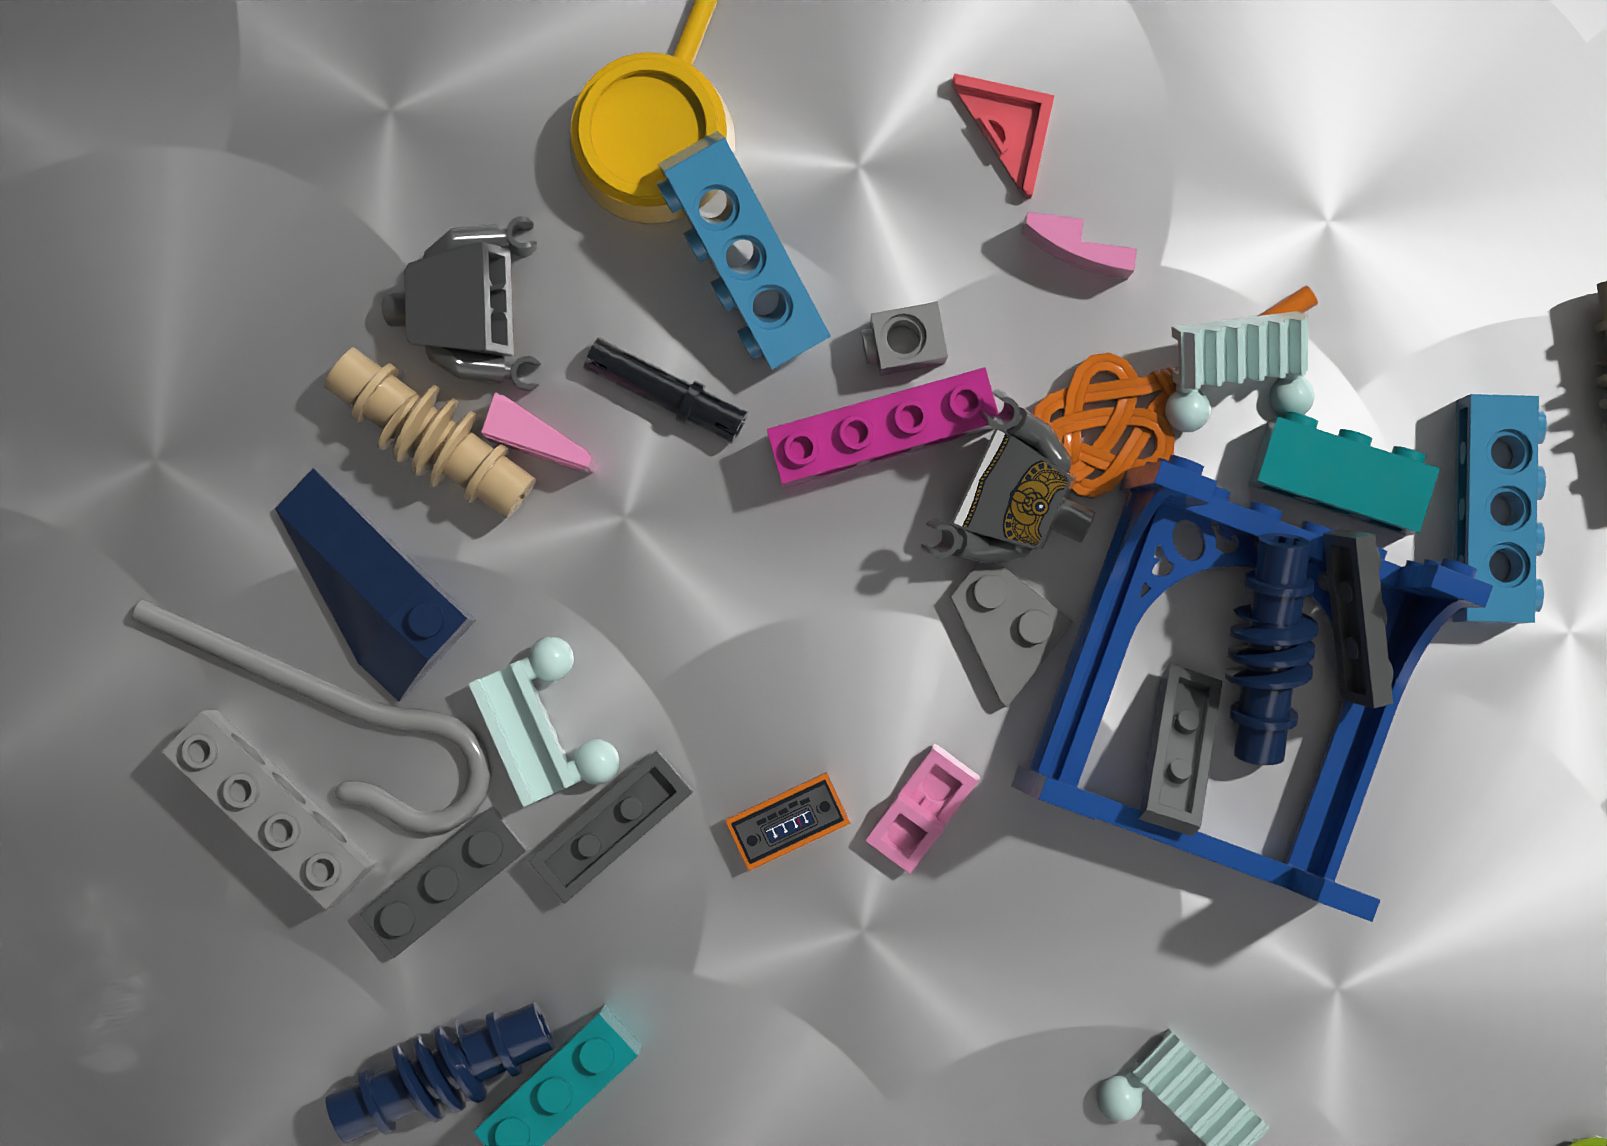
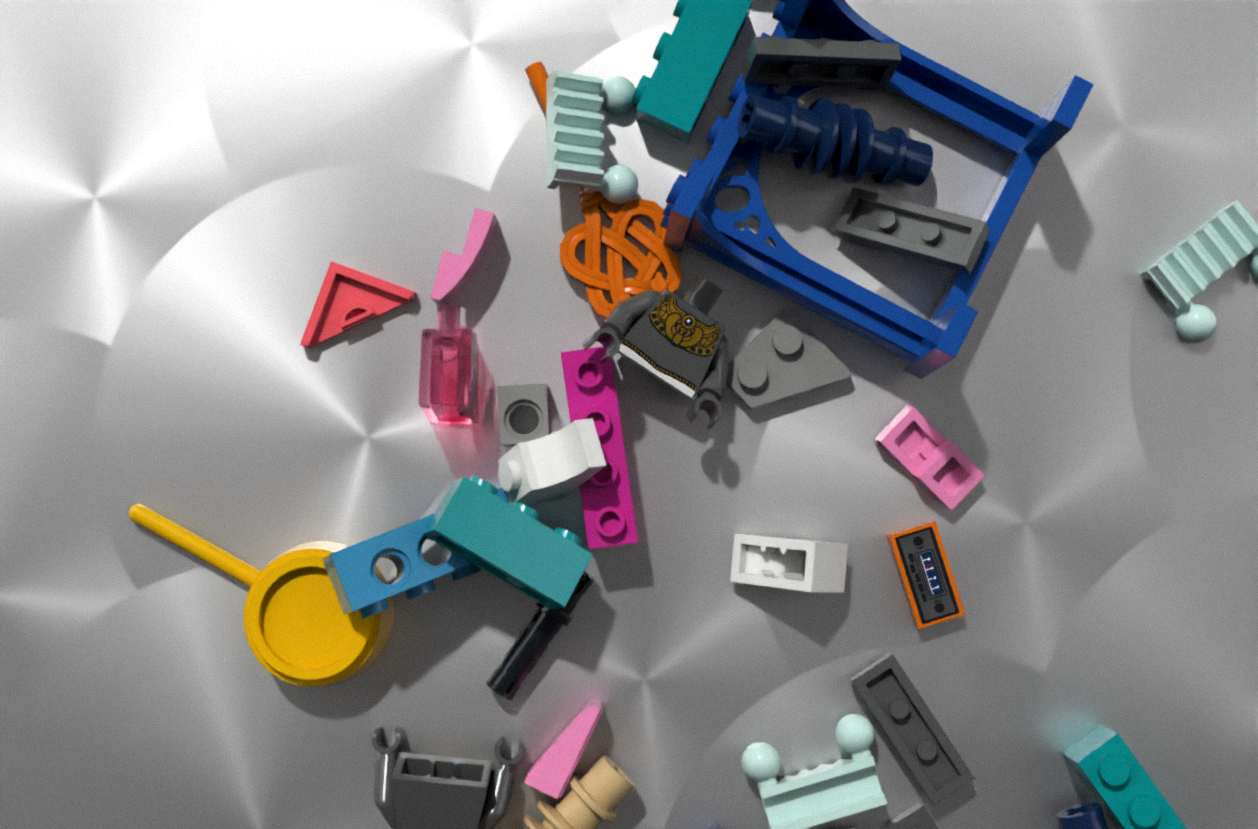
camera: 85 degrees left, 0 degrees up
(763, 336) = (509, 542): none -> teal brick
(780, 662) = (789, 563): none -> white arch
(856, 373) = (551, 464): none -> white arch
(928, 246) = (452, 386): none -> clear pink torso

